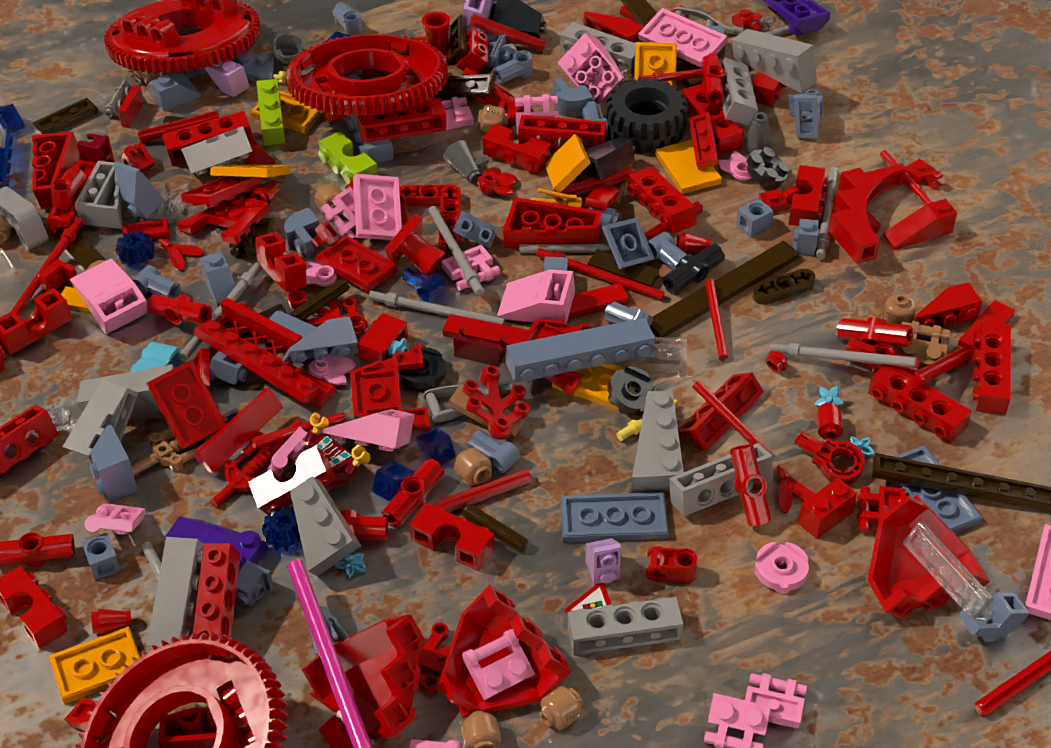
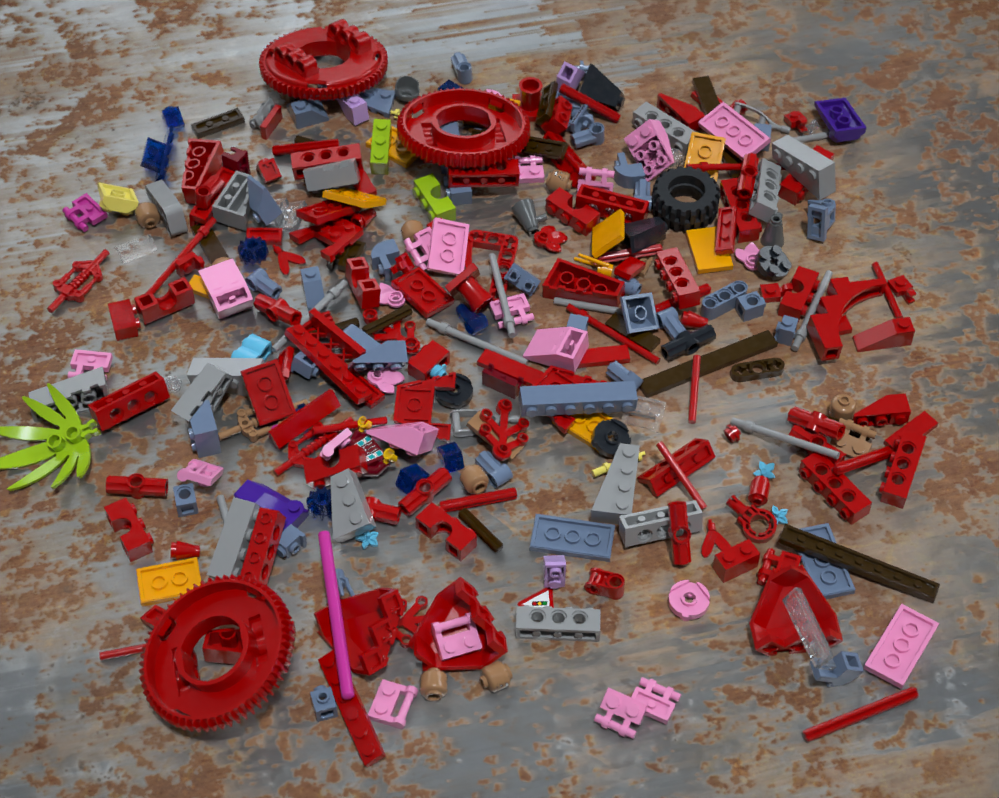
camera: 10 degrees right, 5 degrees up
(721, 216) = (722, 300): none -> sand blue beam

